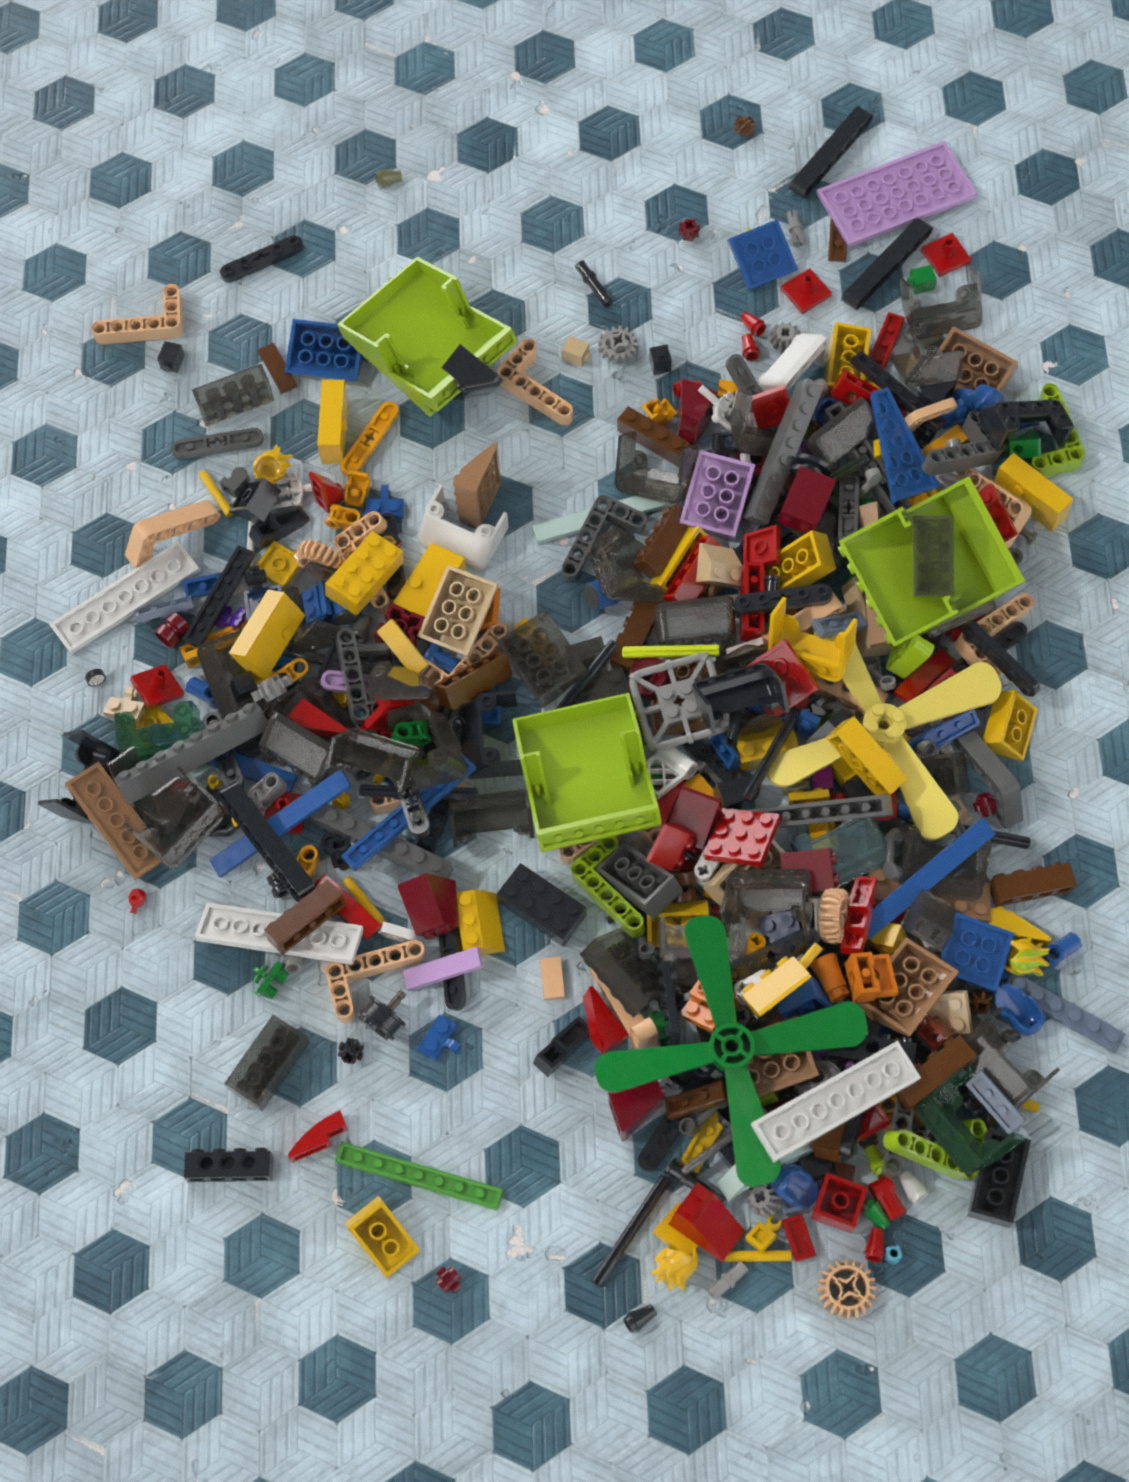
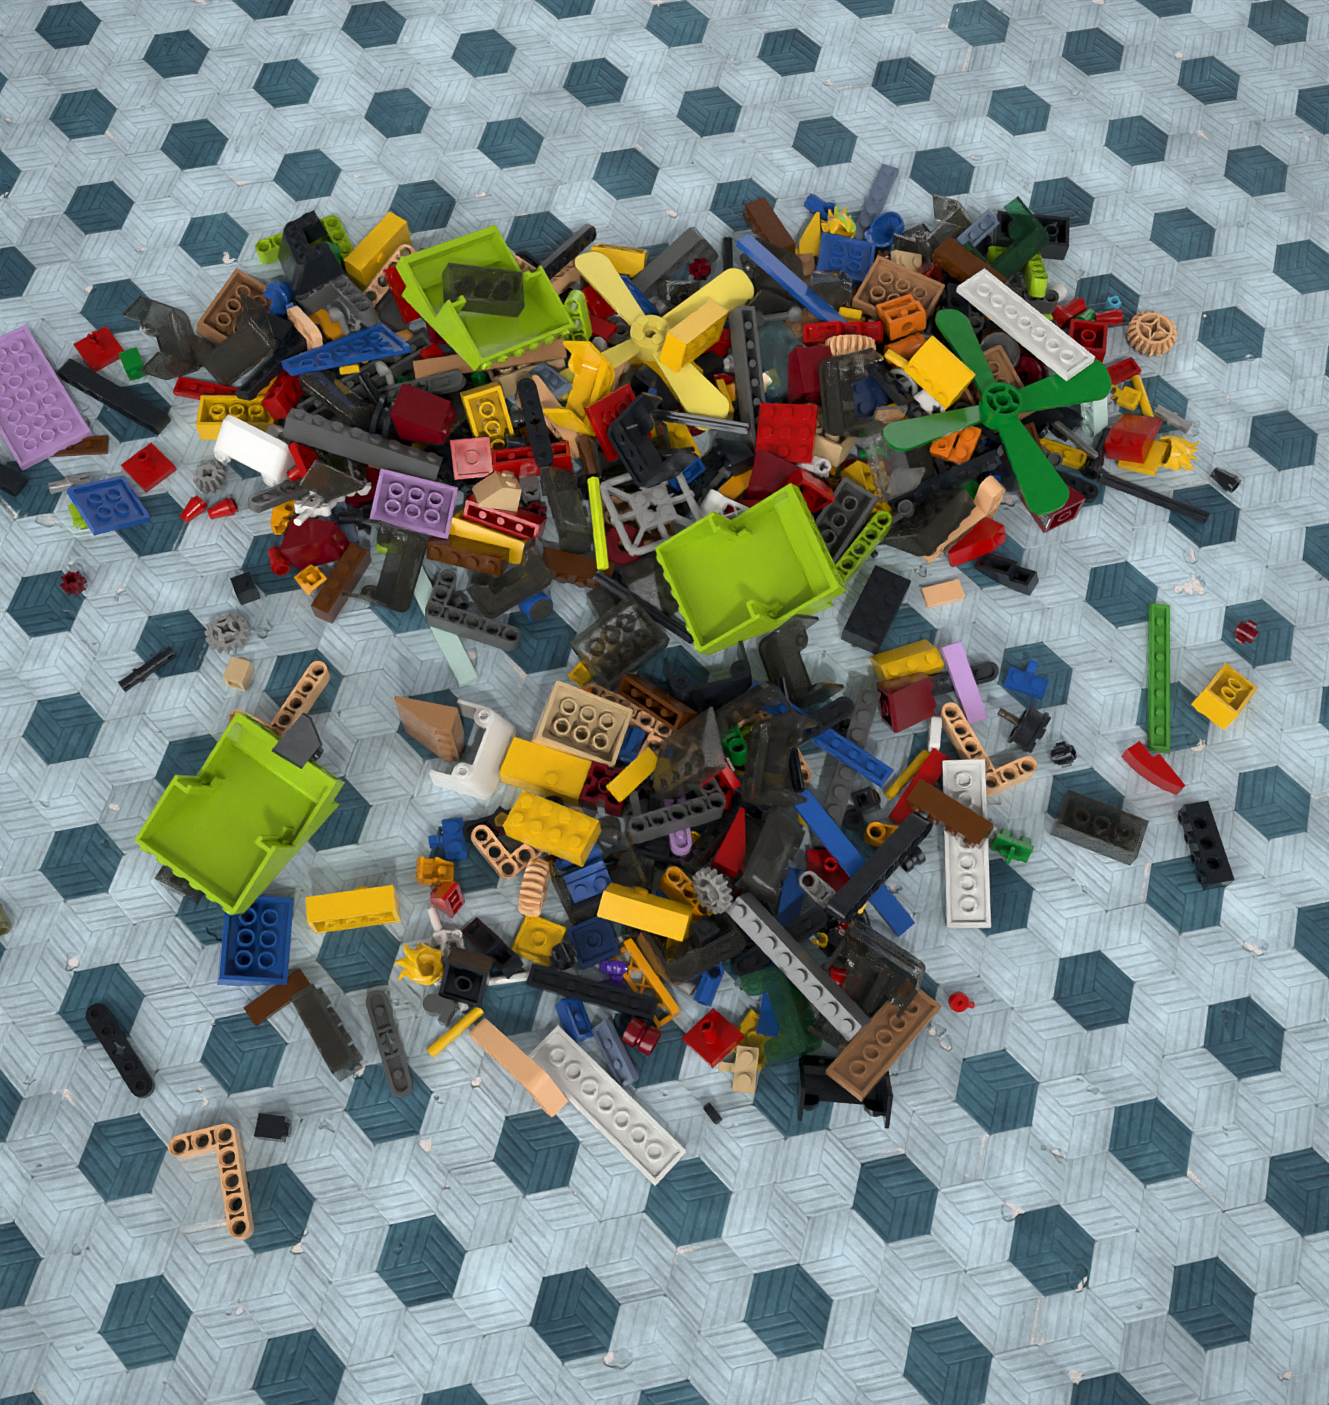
camera: 105 degrees left, 0 degrees up
(341, 516) = (474, 882): light orange piece -> none
(378, 428) = (349, 864): light orange piece -> none

